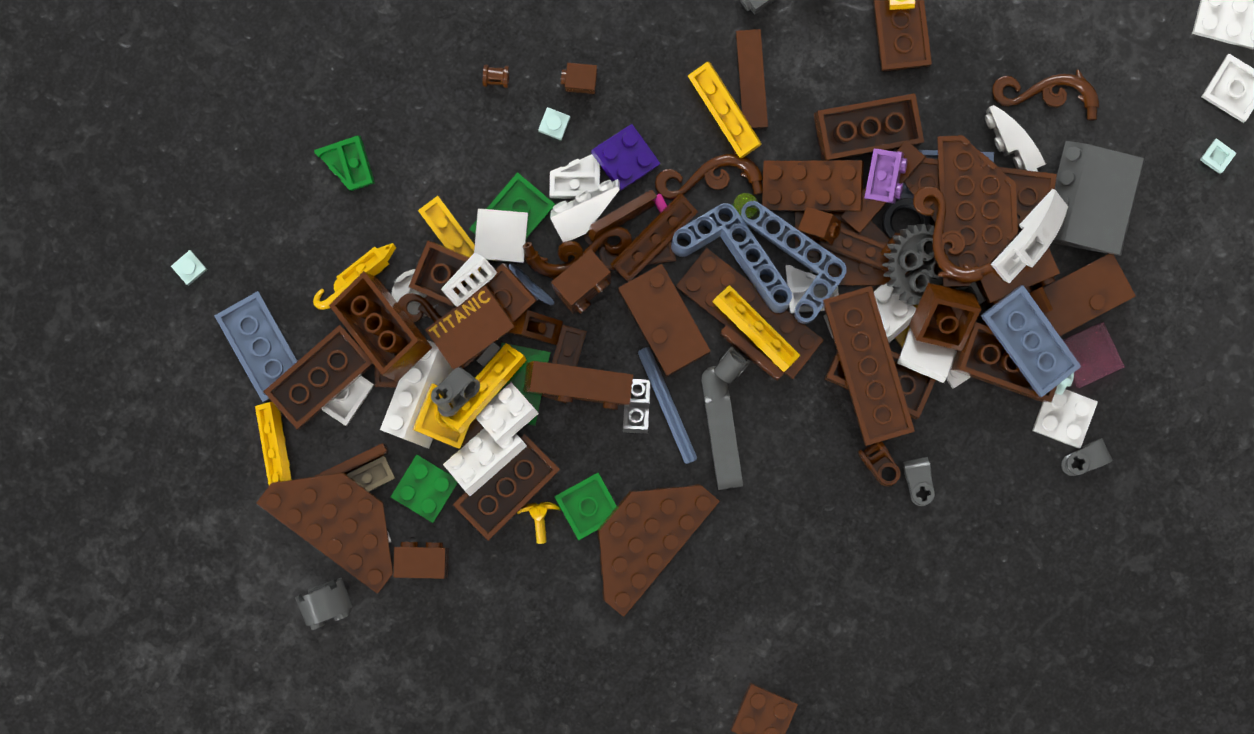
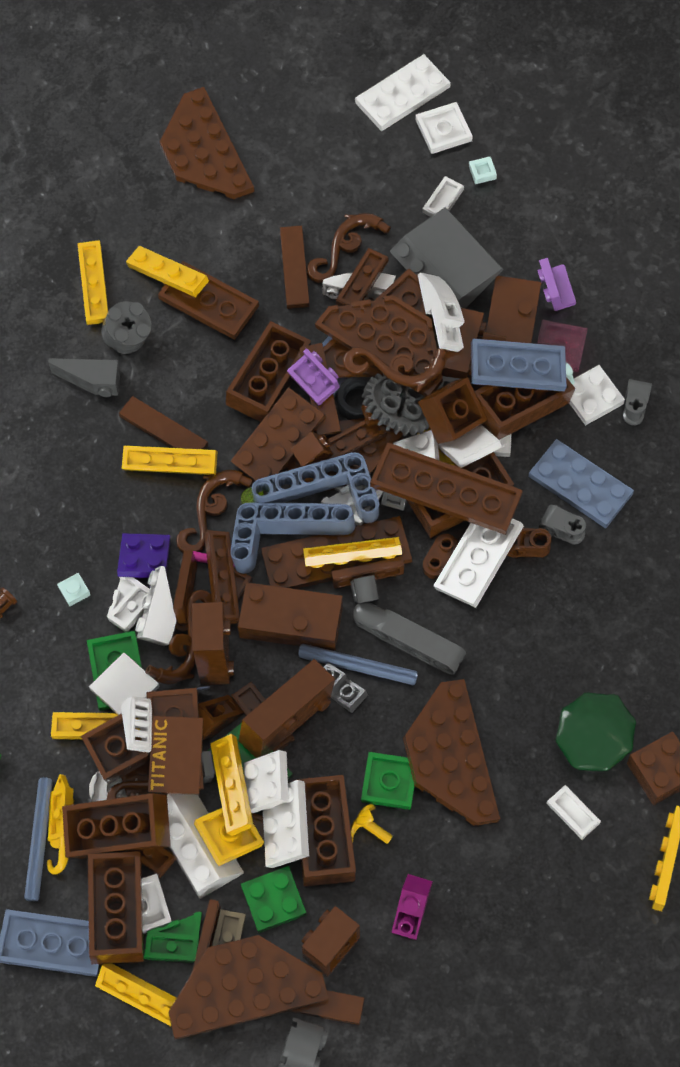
camera: 50 degrees left, 20 degrees down
(331, 268) = (38, 840): none -> sand blue axle
(335, 439) = (175, 941): none -> green wing
(380, 605) = (339, 1008): none -> reddish brown tile
(455, 389) = (216, 804): dark grey piece -> none
(500, 601) = (411, 906): none -> magenta slope
(579, 78) = (56, 544): reddish brown brick -> none
(675, 670) = (573, 812): none -> white tile
(751, 642) = (595, 732): none -> dark green piece
(814, 399) = (439, 554): none -> reddish brown plate
(825, 436) = (476, 562): none -> white plate
(972, 466) = (581, 483): none -> sand blue plate
(992, 66) = (294, 267): none -> reddish brown tile
(1017, 140) = (363, 278): none -> reddish brown tile
(1148, 309) = (558, 285): none -> medium lavender bracket
(1162, 142) = (444, 196): none -> white tile

